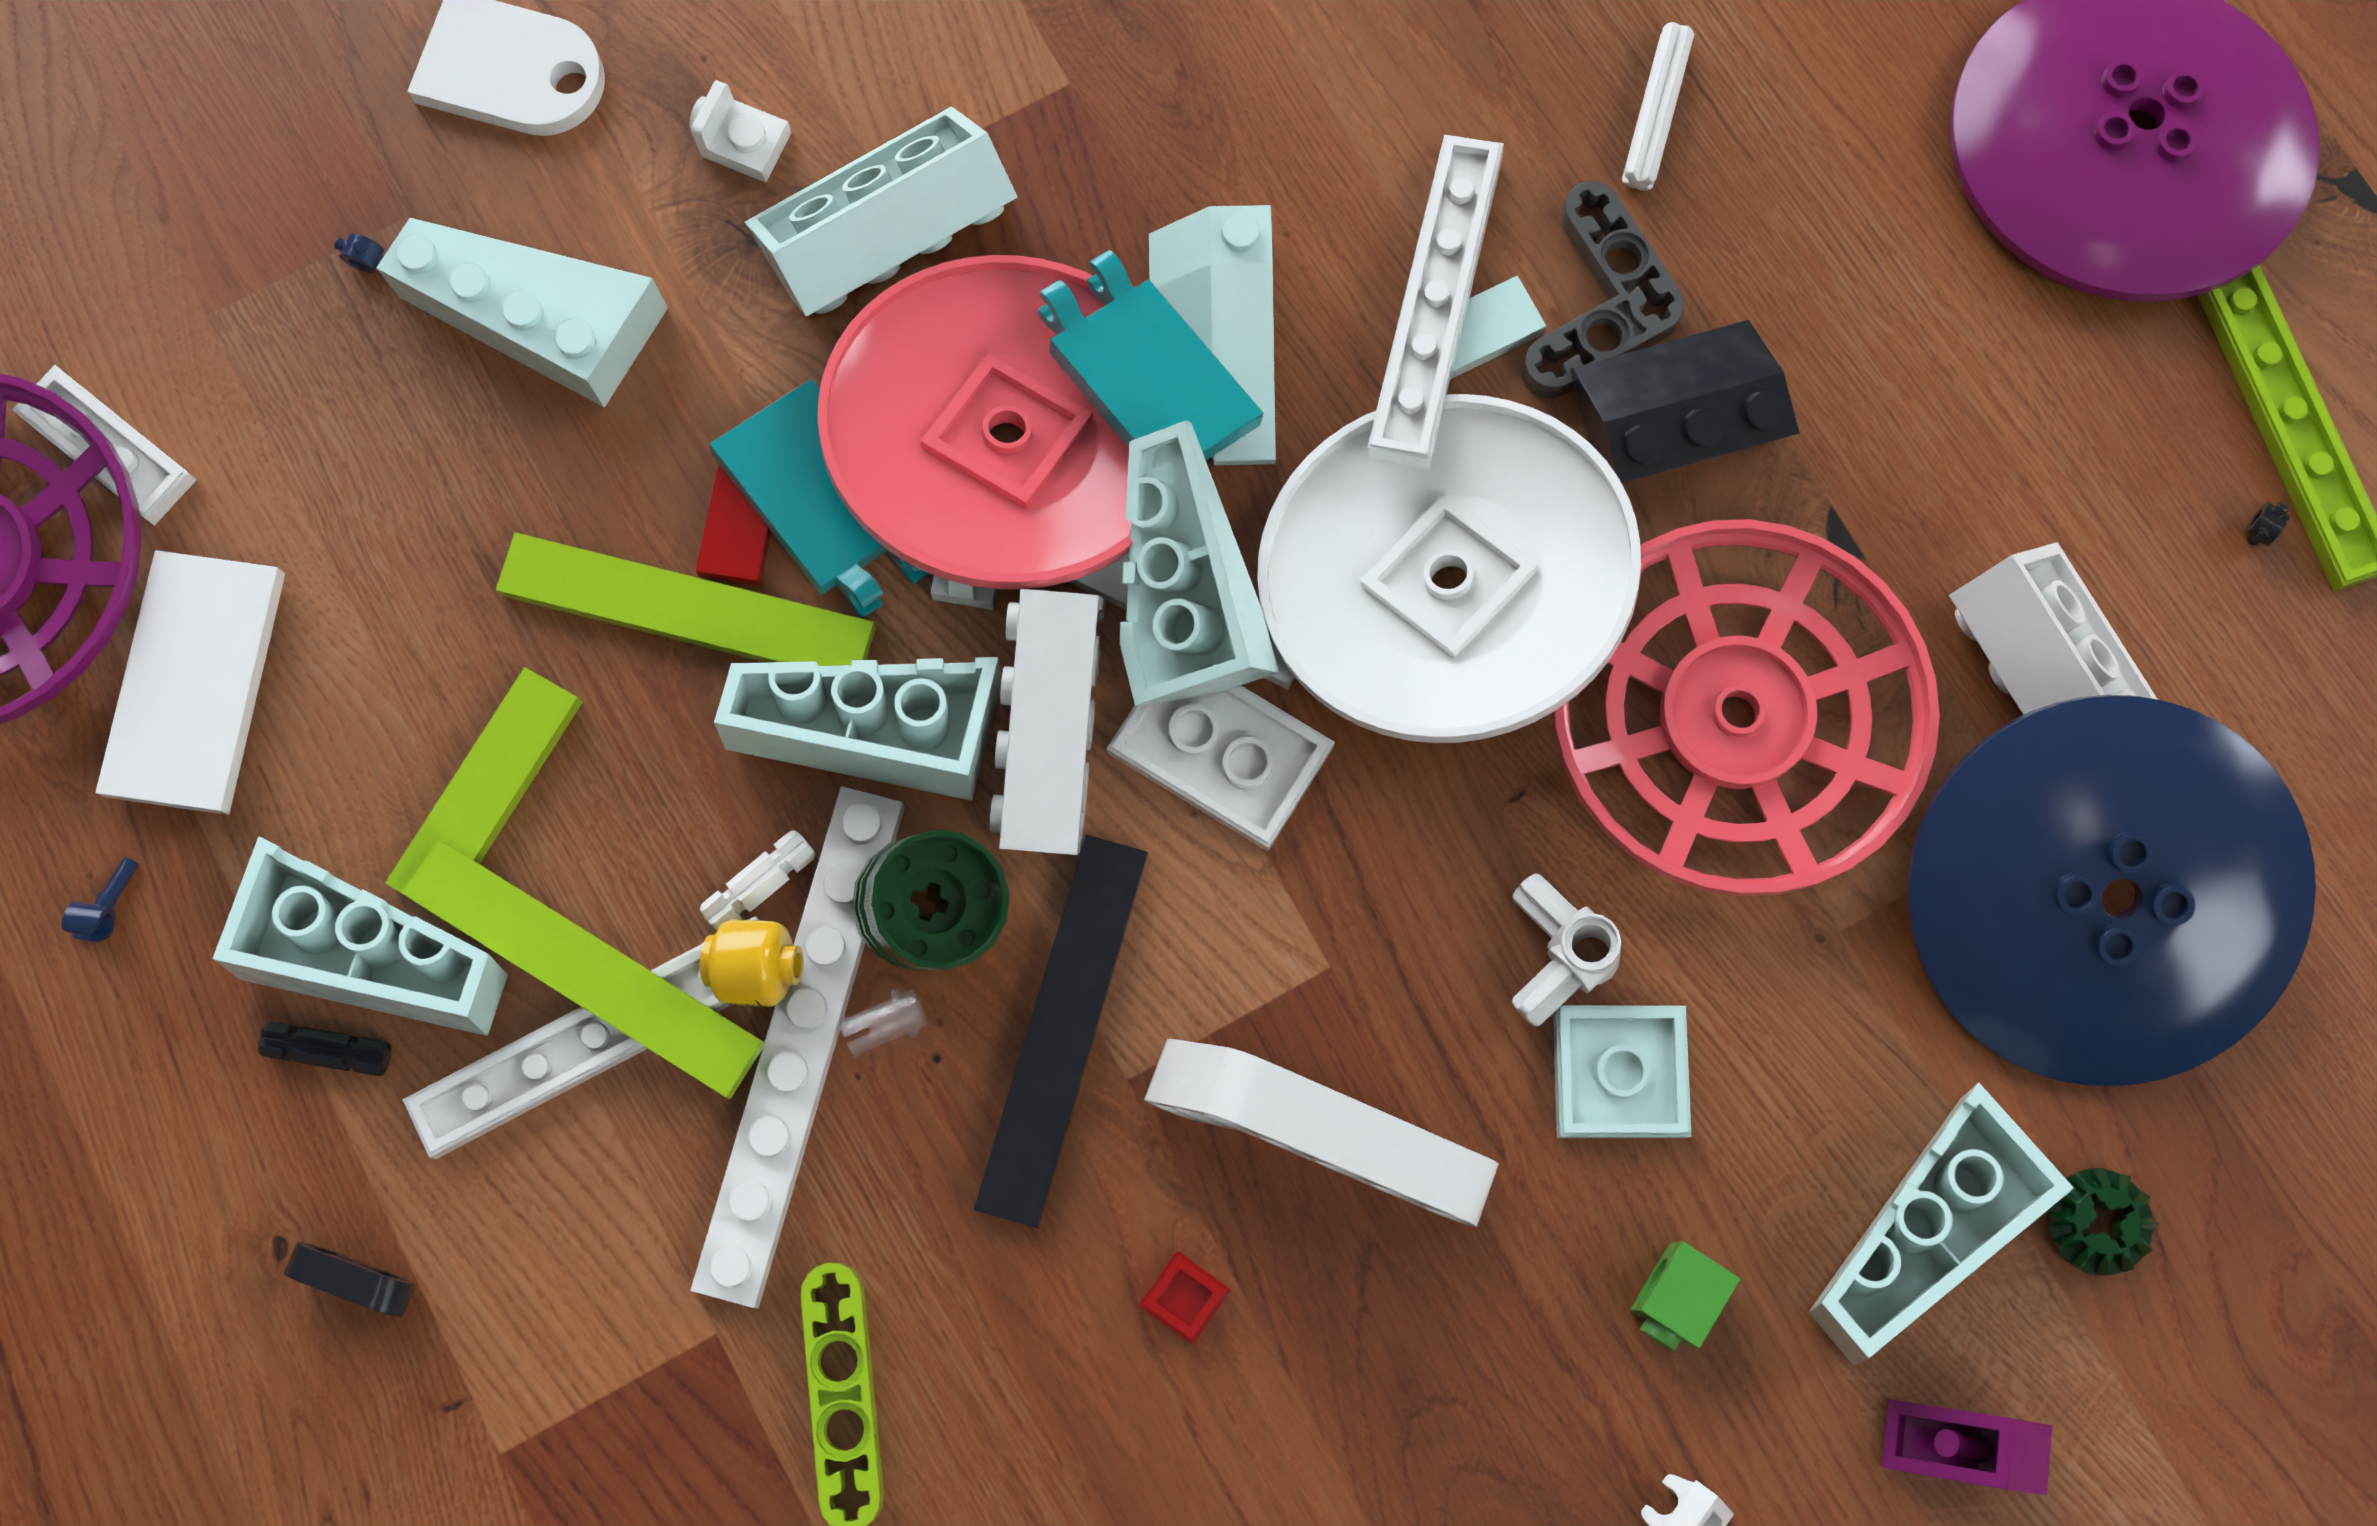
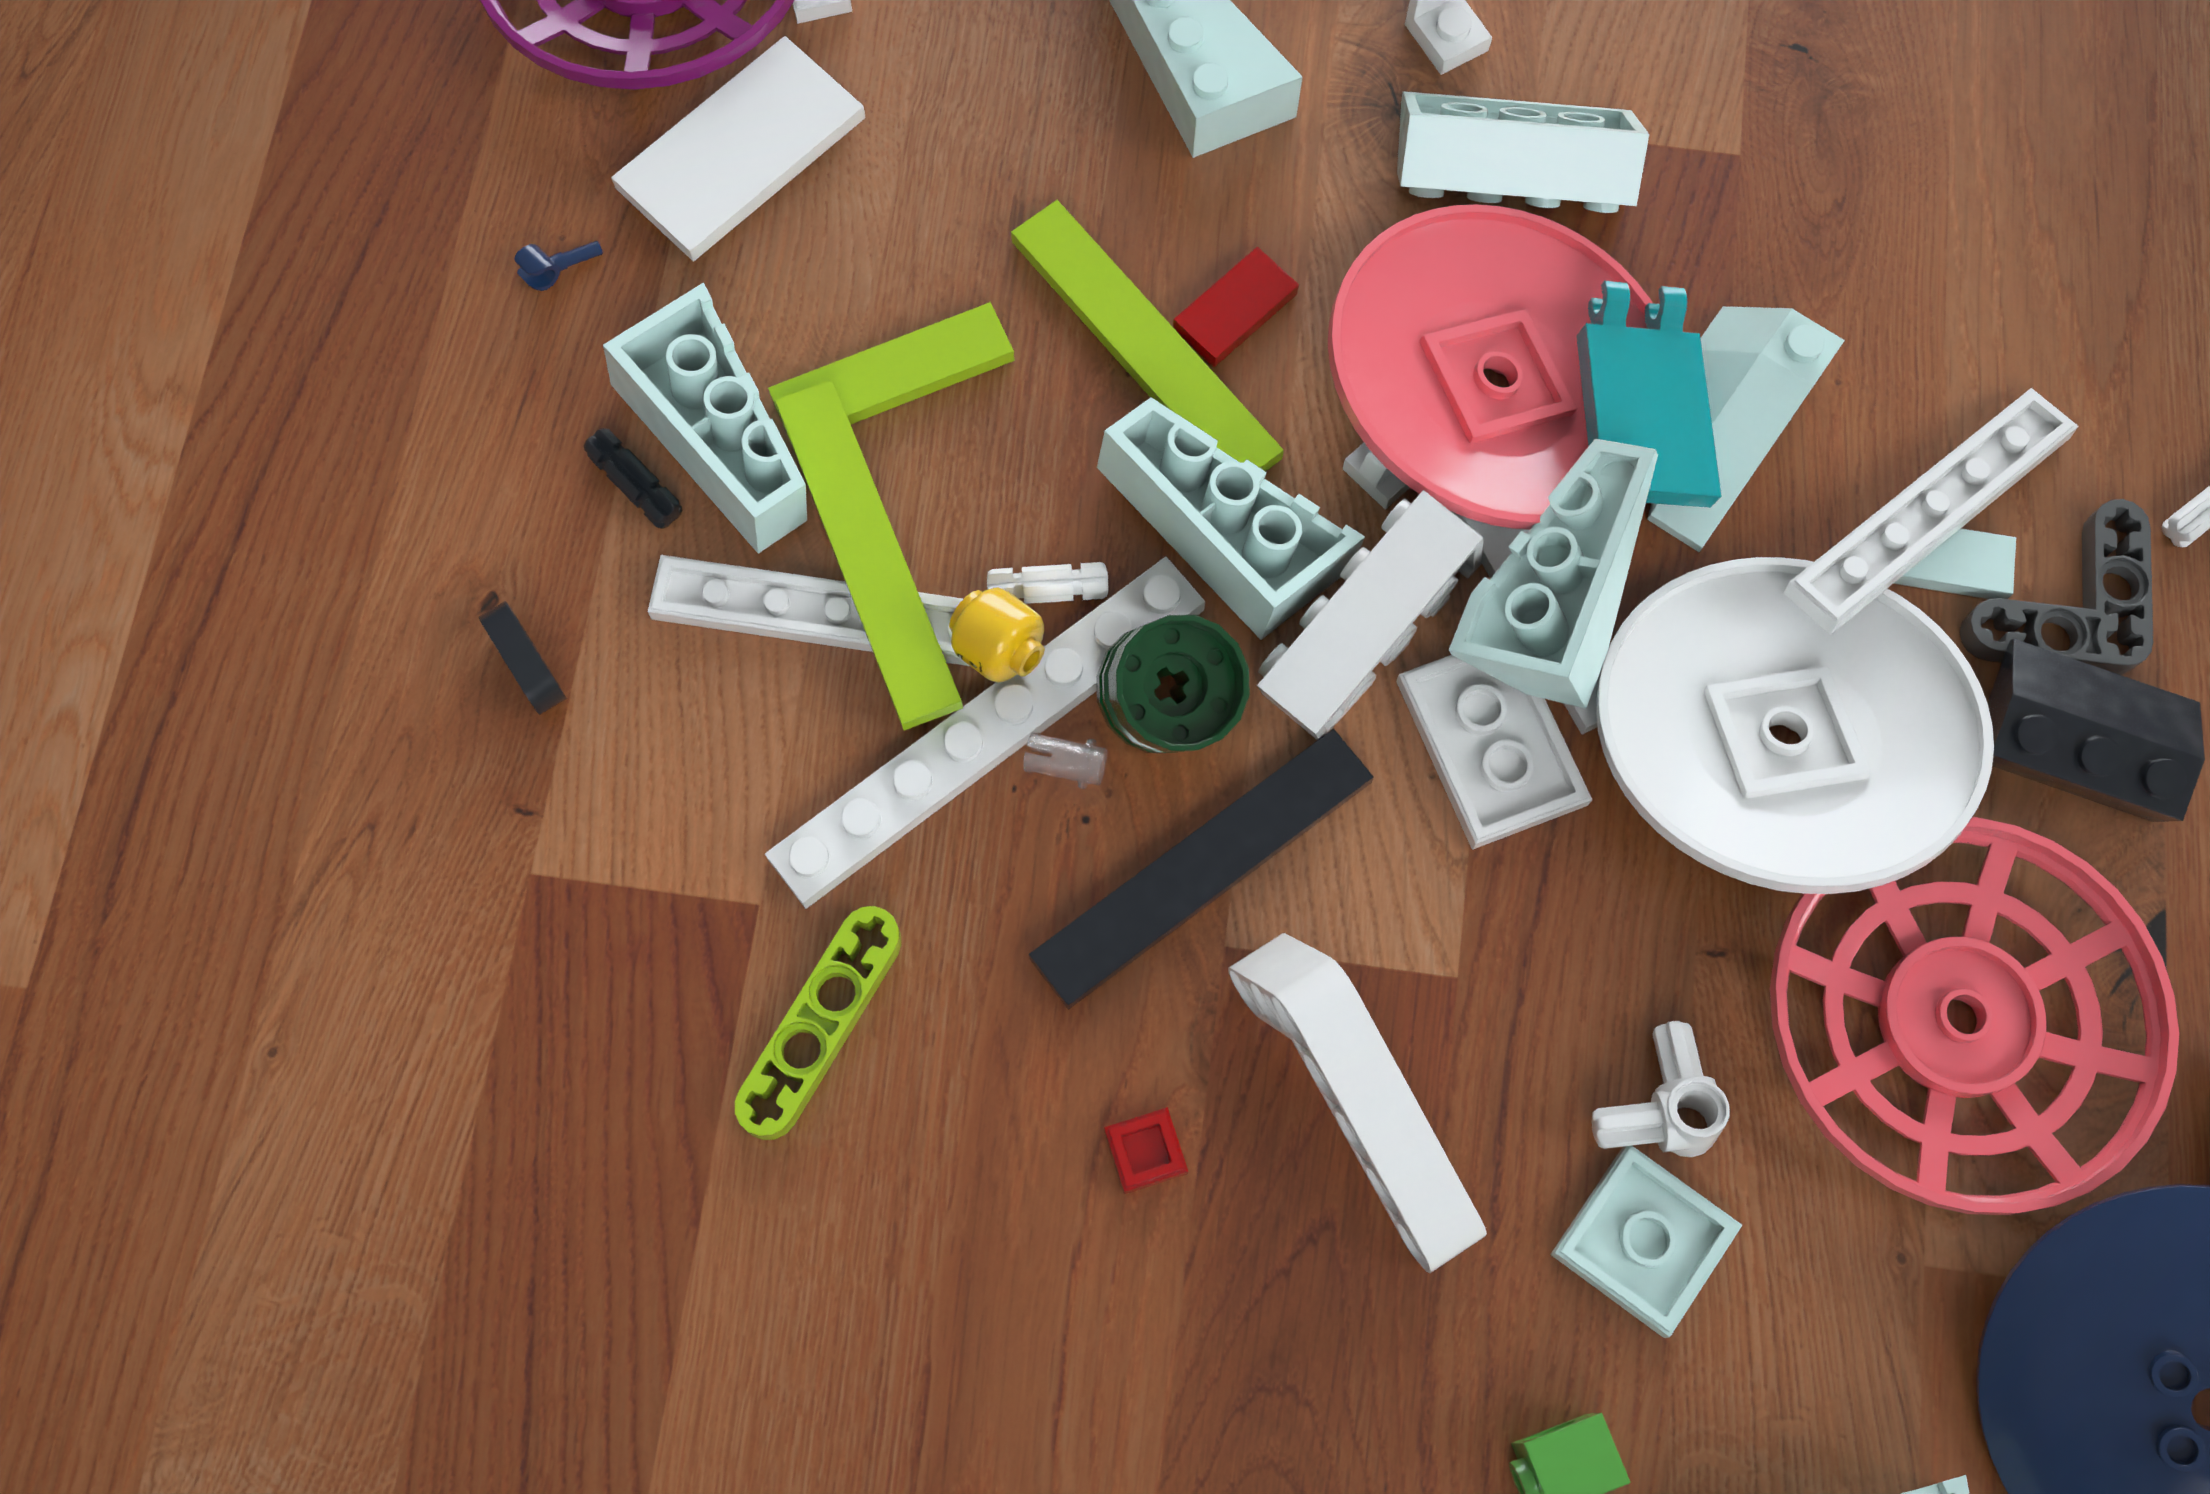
camera: 35 degrees right, 5 degrees down
(784, 478) = (1292, 301): teal tile -> none

